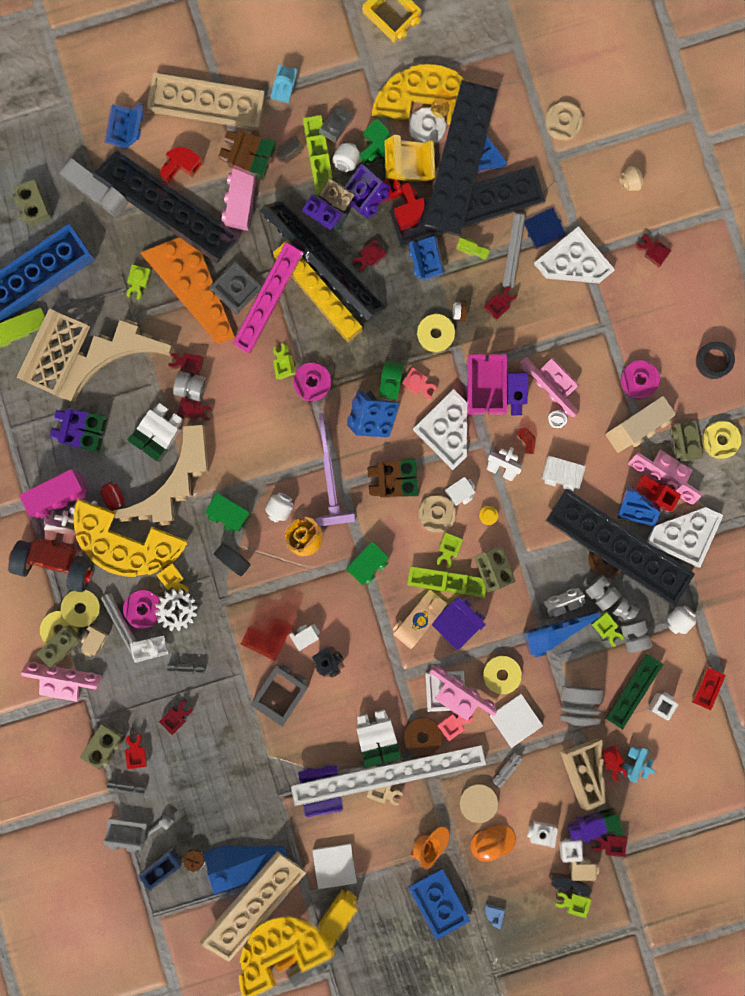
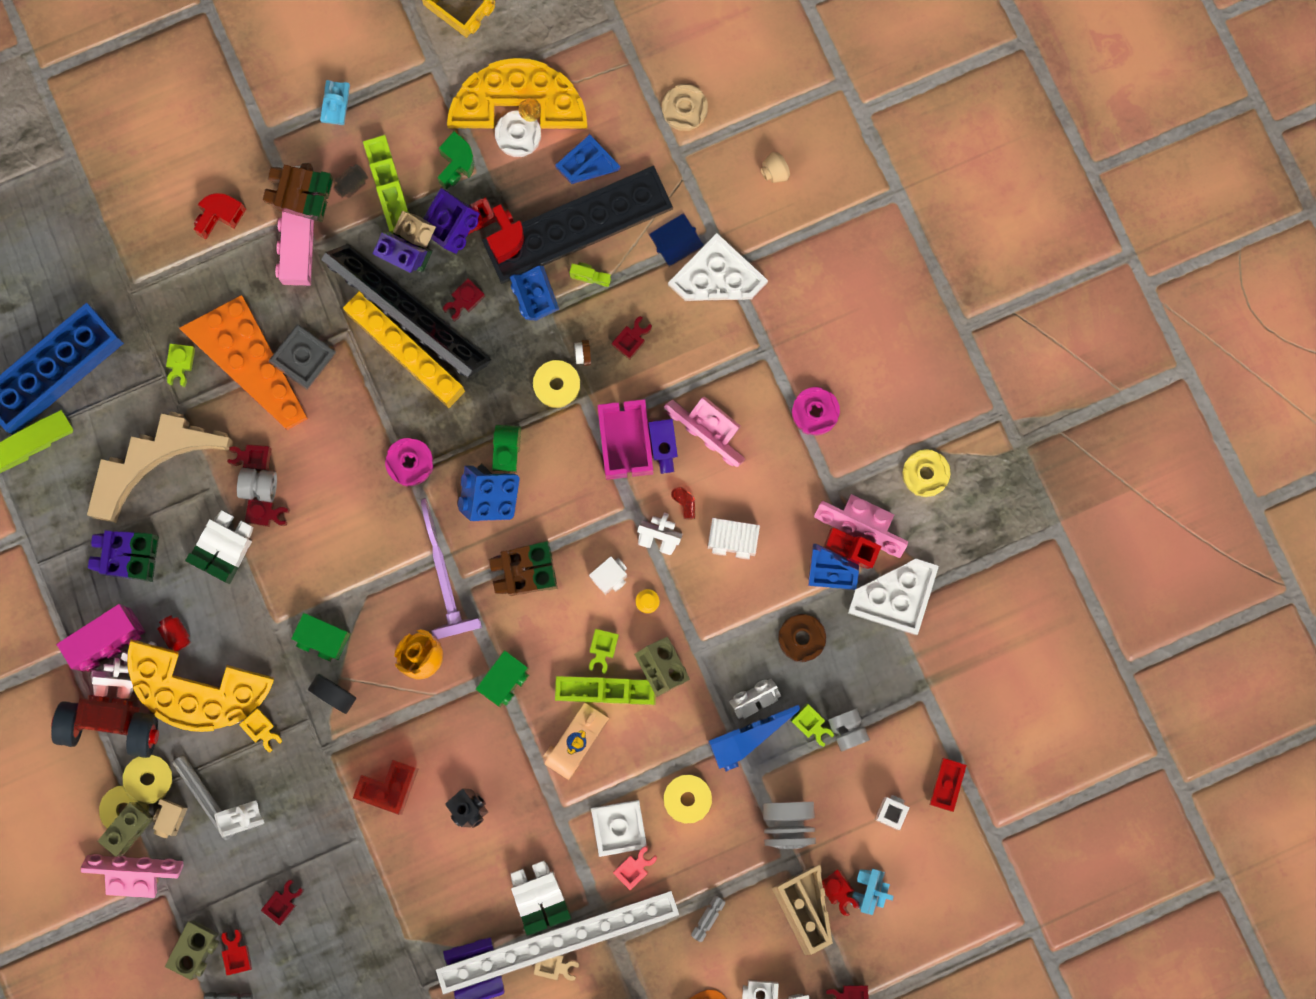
camera: 10 degrees left, 5 degrees down
(35, 201) = (42, 280): olive brick -> none
(42, 348) = (69, 458): tan fence -> none
(83, 180) = (114, 256): light grey beam -> none
(124, 125) = (143, 175): blue bracket -> none
(134, 616) = (216, 761): dark pink plate -> none
(166, 206) = (205, 267): black plate -> none
(168, 610) = (278, 763): white gear -> none
(183, 668) = (288, 839): dark grey axle -> none
(191, 461) = (255, 611): tan arch -> none
(205, 101) = (241, 134): tan plate -> none
(268, 297) = (342, 364): dark pink plate -> none
(268, 710) = (399, 880): dark grey window -> none
(279, 507) = (384, 622): white head -> none
(284, 363) = (372, 444): lime plate -> none
(305, 636) = (434, 780): white brick -> none
(336, 123) = (405, 143): flat silver plate -> none
(346, 157) = (421, 182): white head -> none
(409, 160) = (499, 176): yellow panel -> none
(416, 381) = (539, 447): coral plate -> none
(422, 748) = (582, 884): reddish brown tile -> none
(437, 513) = (583, 607): tan tile -> none
(446, 429) = (582, 501): white plate -> none
(458, 622) = (625, 739): dark purple bracket -> none
(458, 697) = (635, 833): bright pink bracket -> none
(460, 158) = (562, 167): black plate -> none
(478, 803) = (676, 965): tan tile -> none
(513, 251) = (641, 271): light grey axle -> none
(516, 720) = (711, 855): white tile -> none
(557, 418) = (719, 471): white plate -> none
(595, 824) = (824, 973): dark purple hips -> none
(602, 592) = (800, 680): light grey wheel -> none
(620, 547) = (815, 621): black plate -> none
(625, 610) = (831, 699): light grey wheel -> none
(634, 691) = (855, 799): dark green plate -> none
(641, 424) = (823, 465): tan wedge -> none
(655, 251) = (816, 253): dark red plate -> none
(681, 620) = (903, 702): white head -> none
(686, 441) = (882, 480): olive bracket -> none
(730, 360) = (910, 359): black tyre -> none

